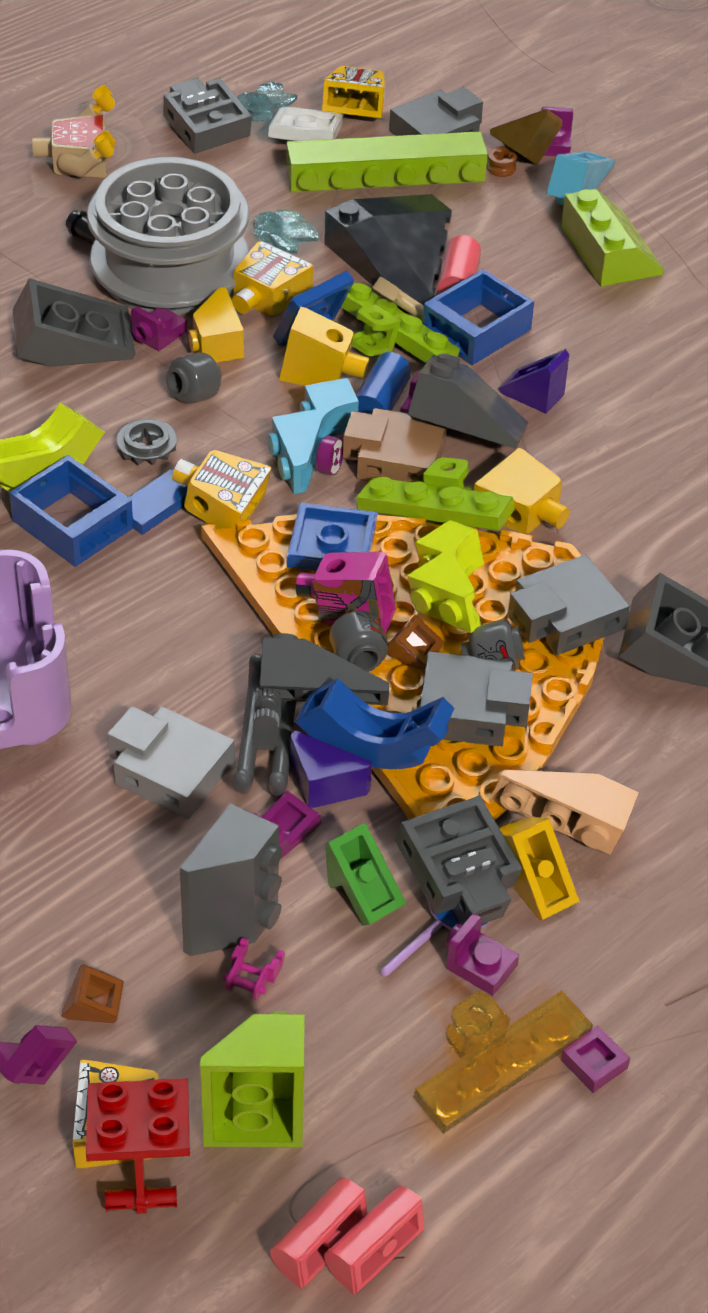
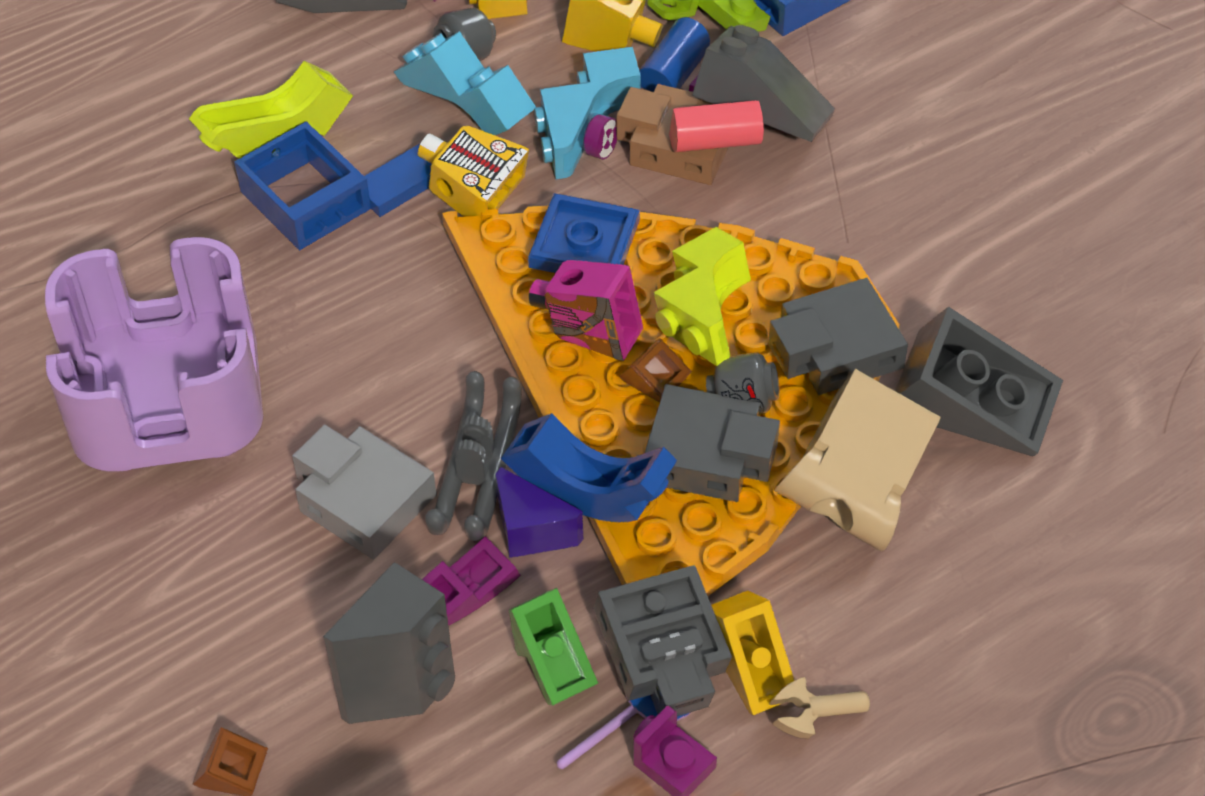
camera: 10 degrees right, 5 degrees up
(158, 433) = (415, 98): dark grey gear -> none
(193, 408) = (455, 74): none -> medium azure arch
(268, 973) = (429, 753): dark pink piece -> none
(300, 667) = (516, 394): dark grey slope -> none
(359, 639) = (589, 366): dark grey head -> none
(434, 438) = (716, 126): none -> coral brick
(438, 497) = (714, 198): lime plate -> none
(534, 492) = (809, 196): yellow torso -> none
(540, 382) = (853, 62): dark purple slope -> none
(576, 803) = (810, 580): light nougat slope -> none
(594, 908) = (815, 707): none -> tan bar
(605, 701) = (862, 459): none -> tan piece

